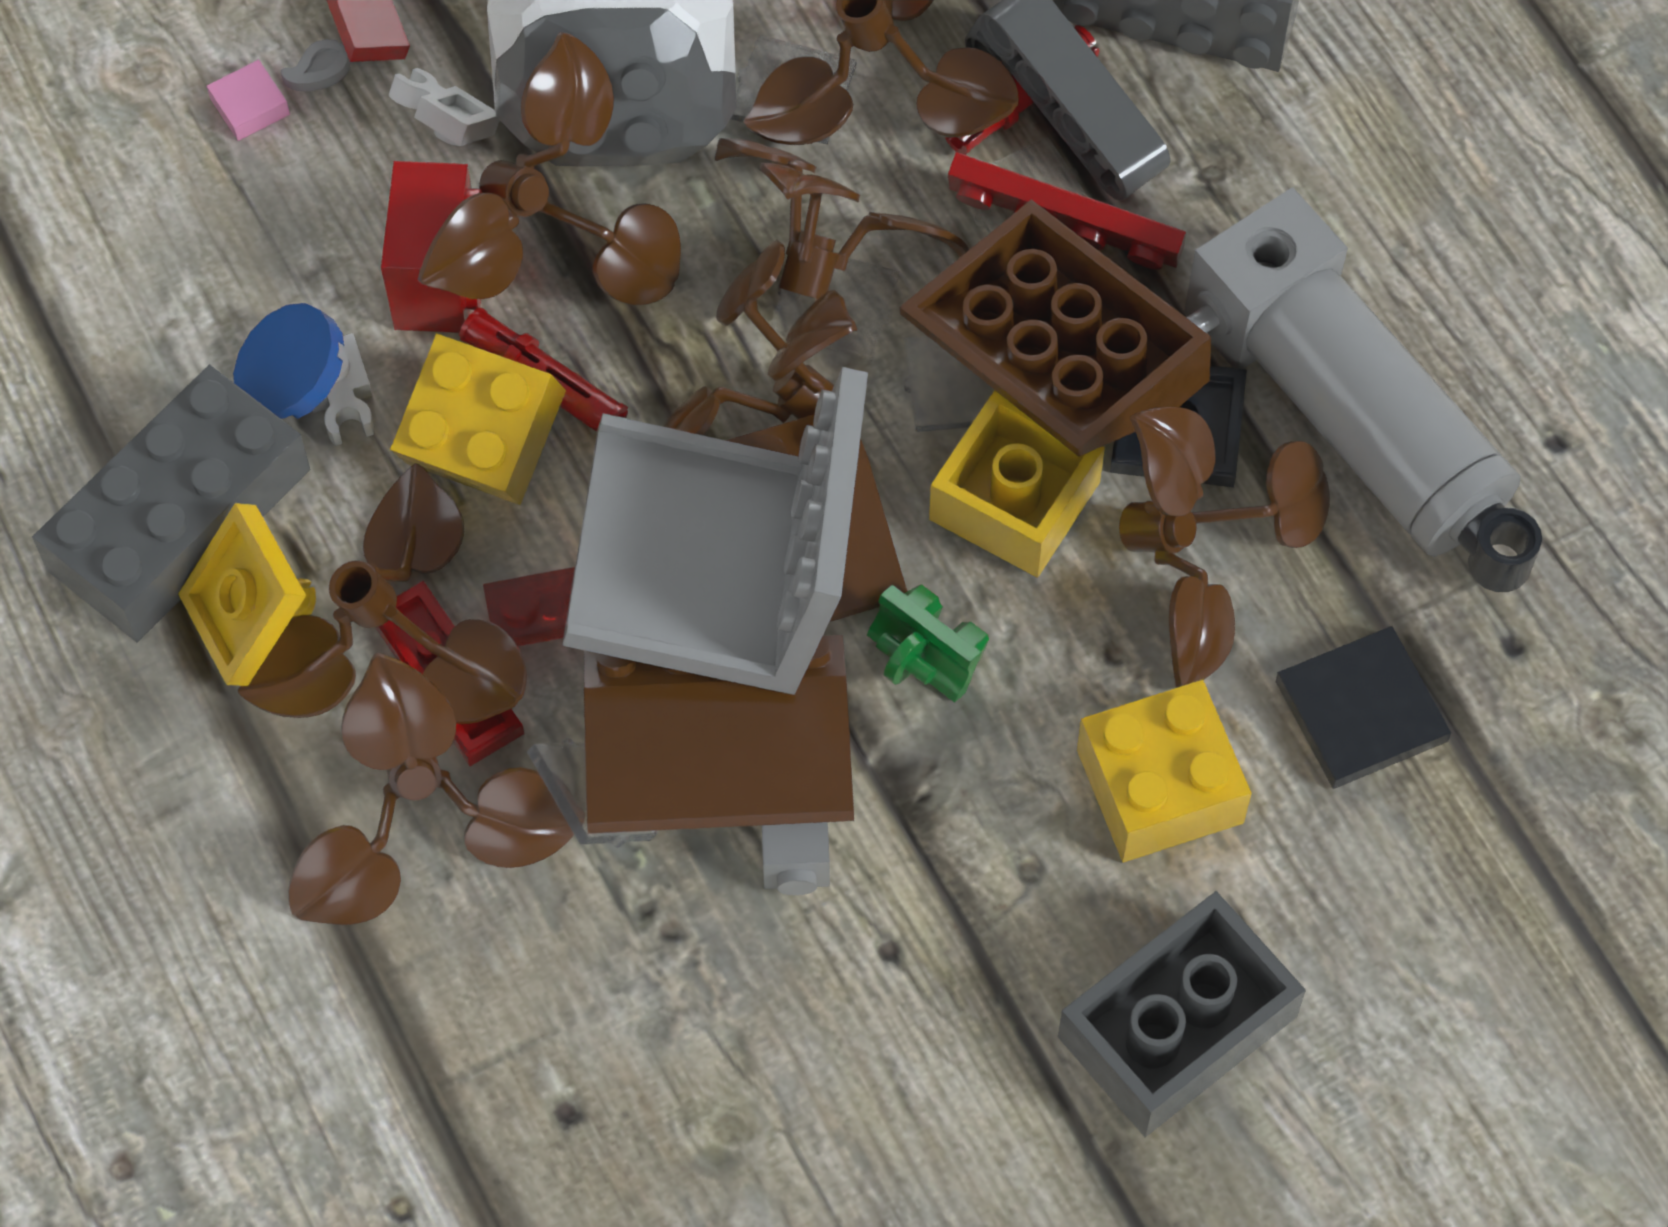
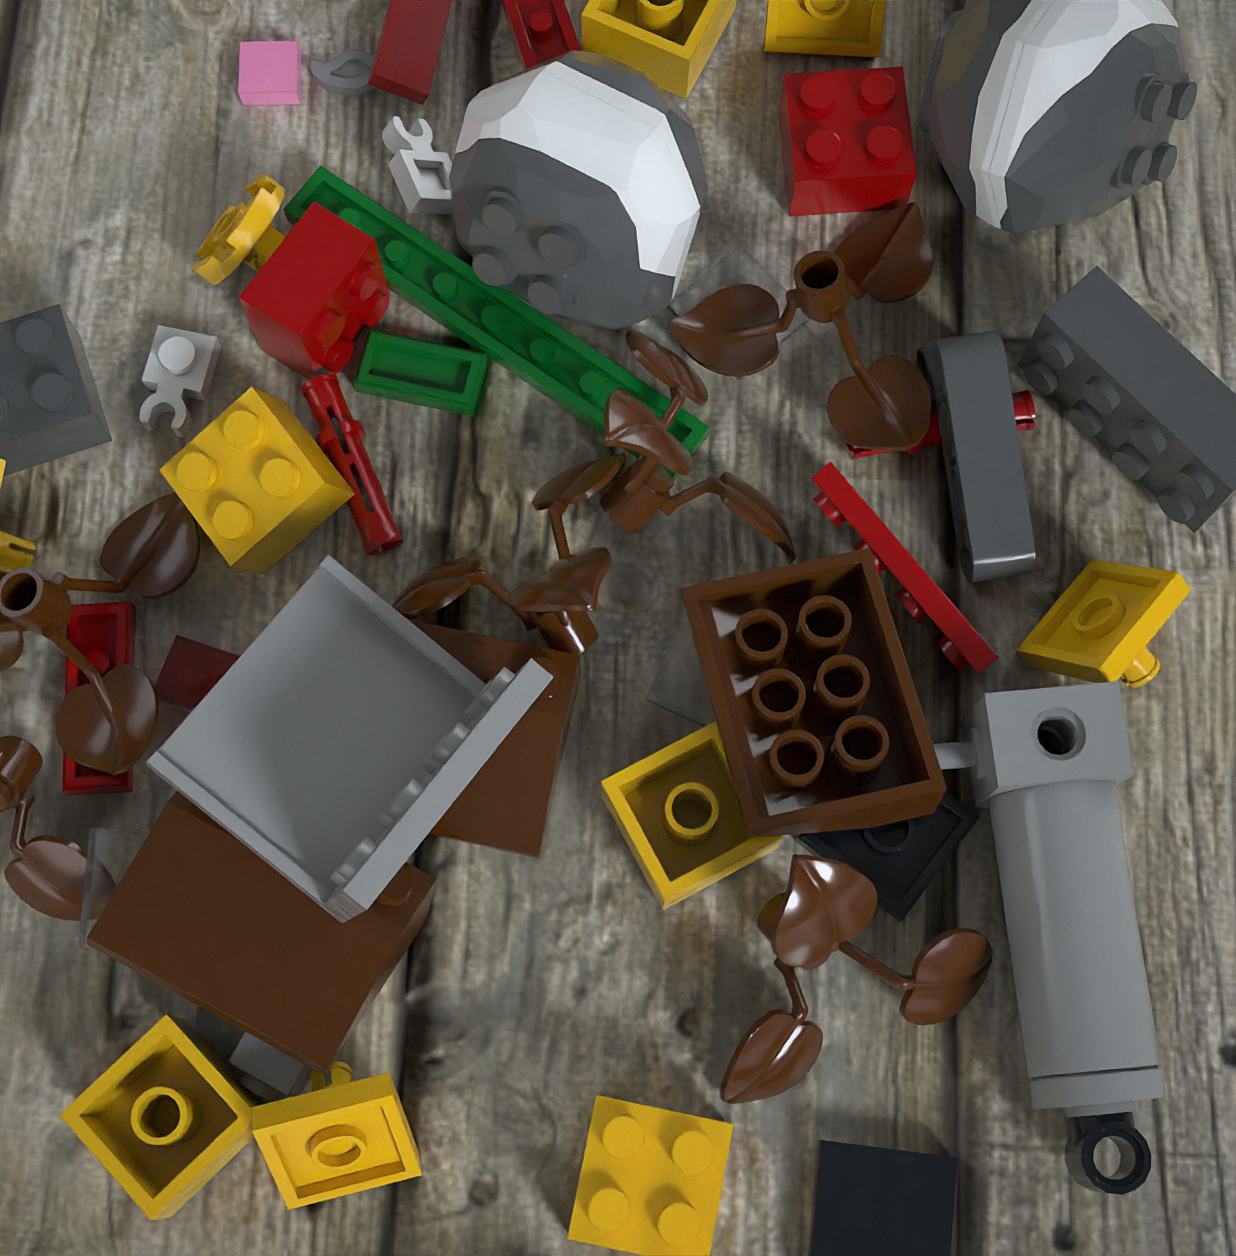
camera: 30 degrees right, 10 degrees up
(290, 360) = (139, 335): blue tile -> none
(332, 233) = (242, 233): none -> yellow tile
(479, 252) = (466, 229): reddish brown plant -> none
(552, 275) = (421, 372): none -> green tile
(699, 204) = (489, 315): none -> green plate
(739, 937) = (164, 1117): none -> yellow brick
(893, 873) = (336, 1138): none -> yellow tile
(923, 645) = (508, 922): green hips -> none
(1252, 163) = (1105, 623): none -> yellow tile

